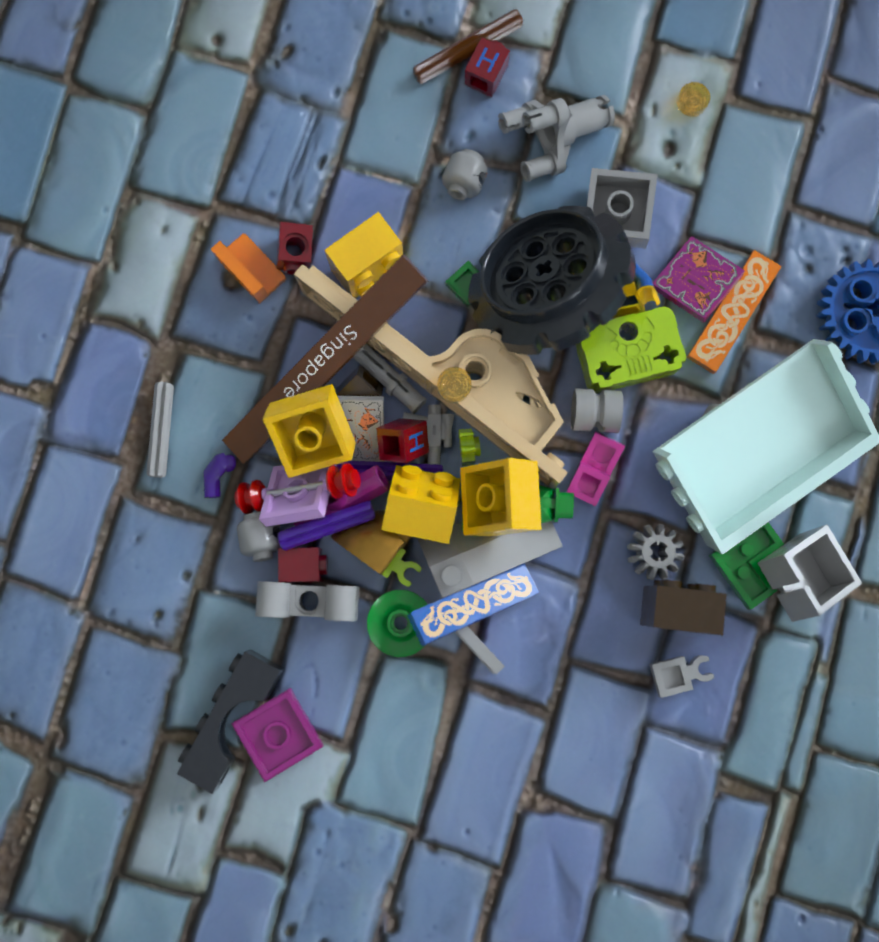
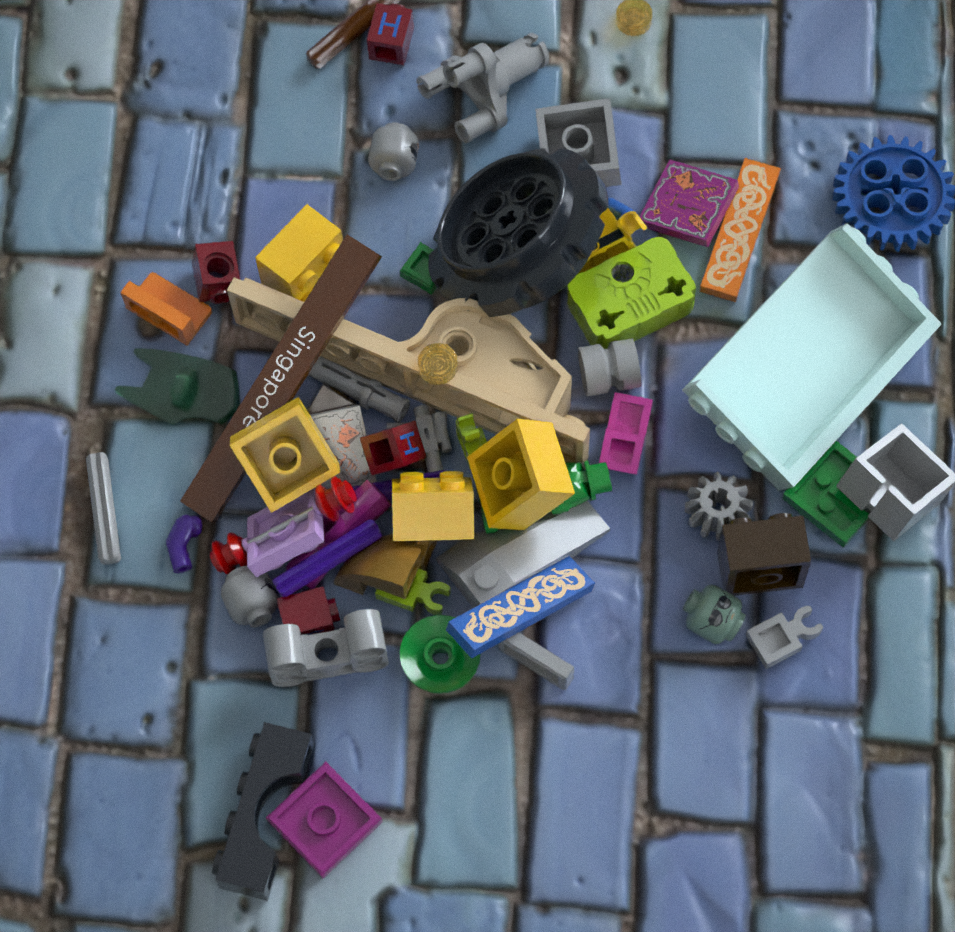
camera: 10 degrees left, 15 degrees down
(248, 341) = (184, 388): none -> clear green shield
(628, 644) = (714, 614): none -> sand green head

